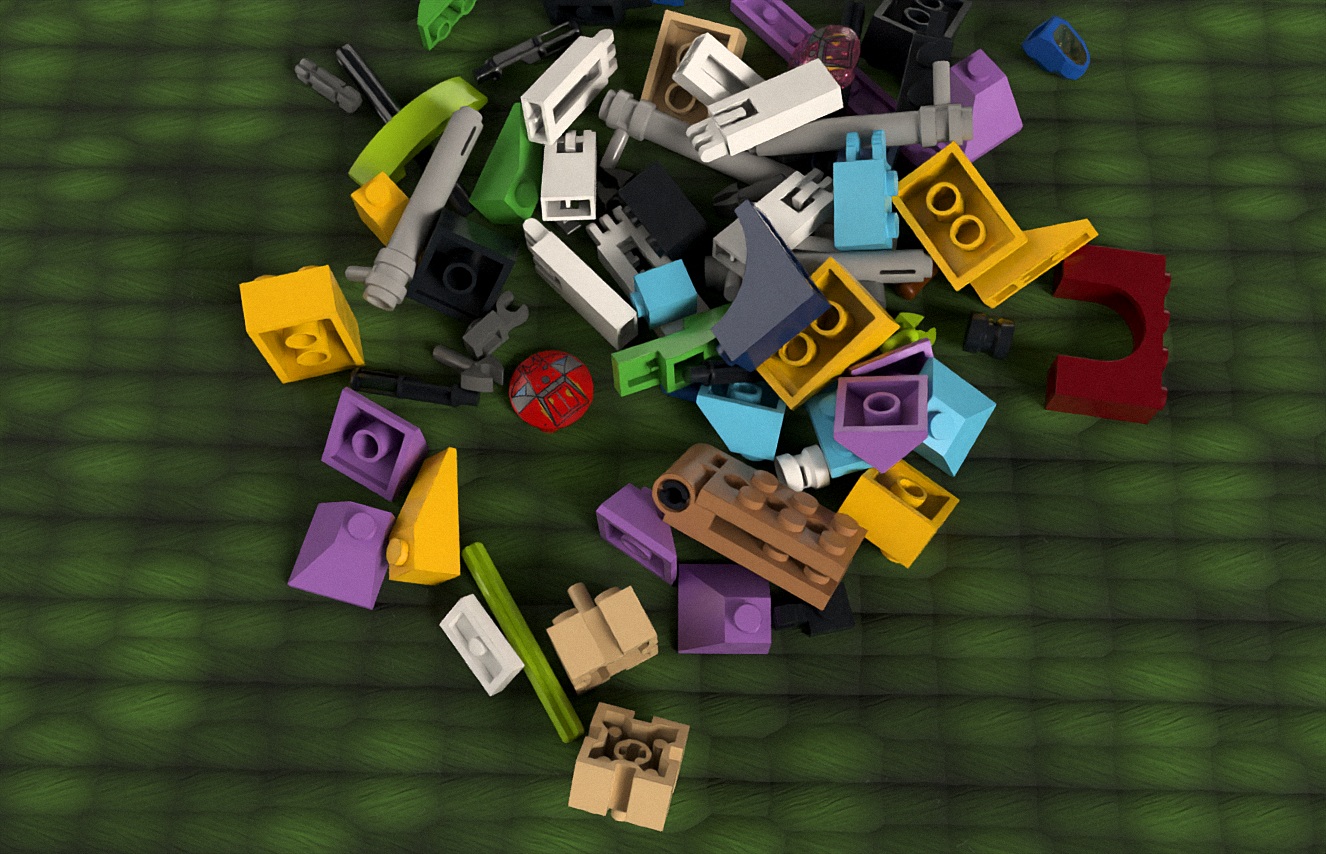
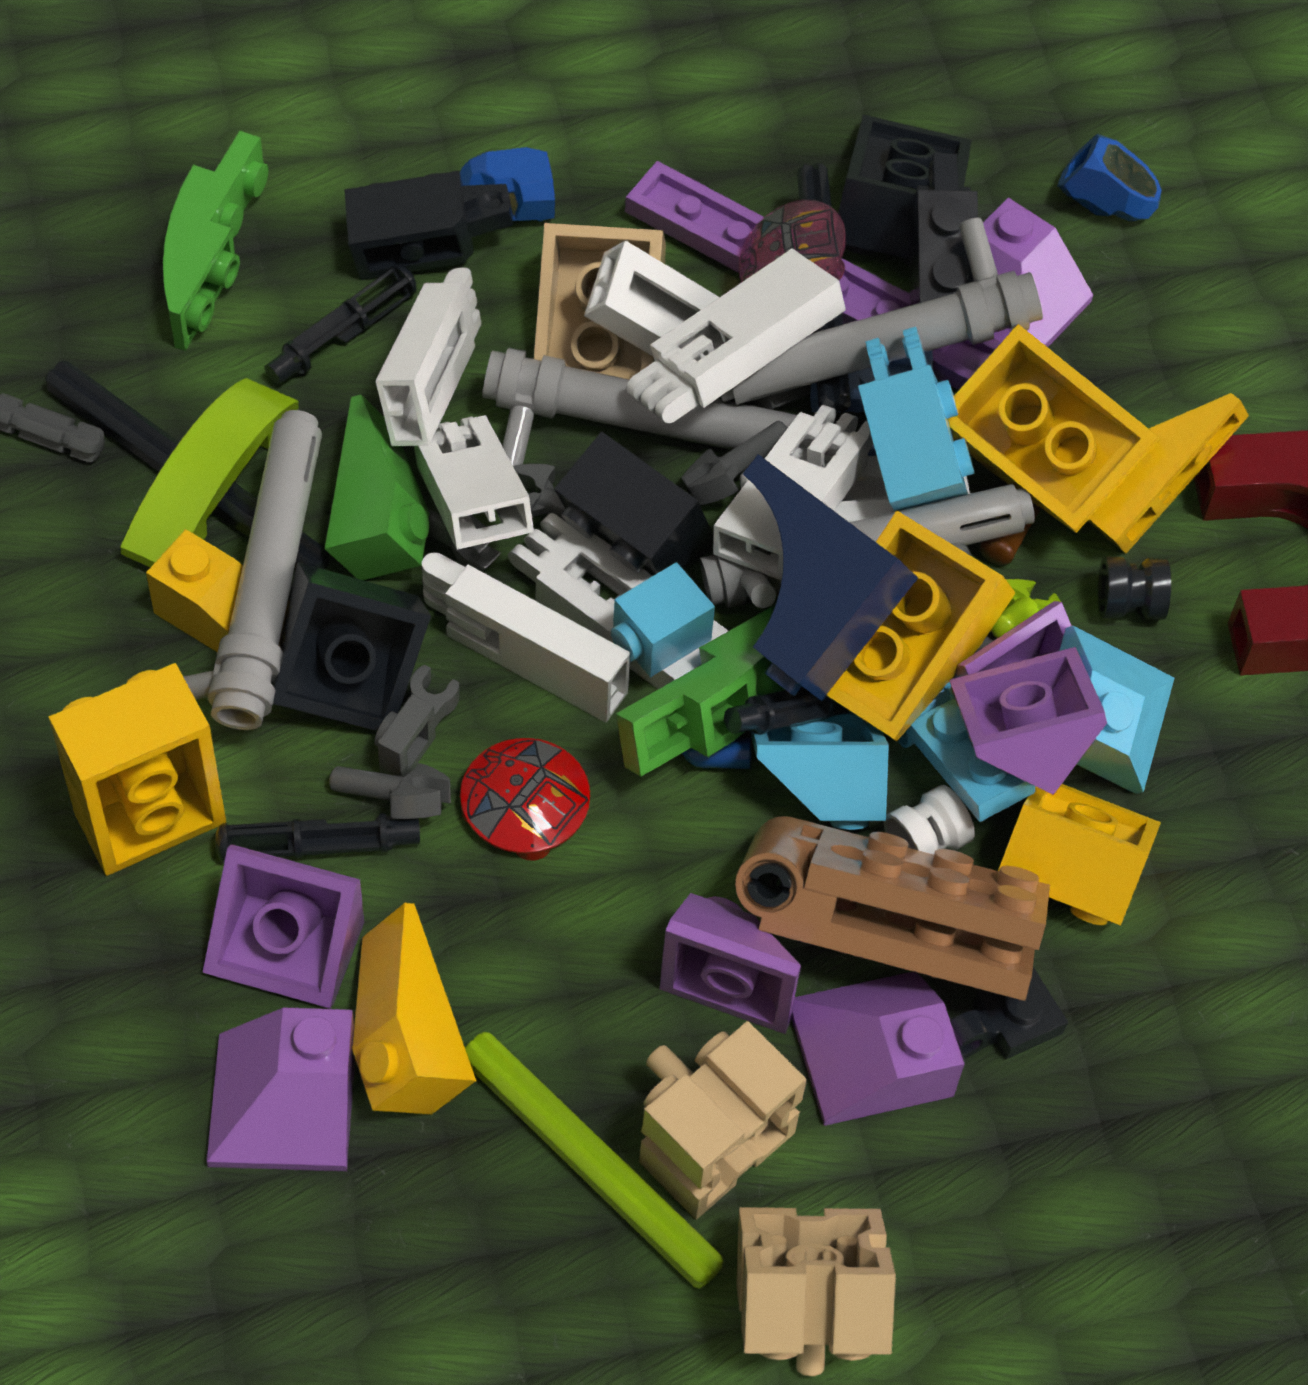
camera: 20 degrees left, 10 degrees down
(481, 644) = (535, 1174): white plate -> none

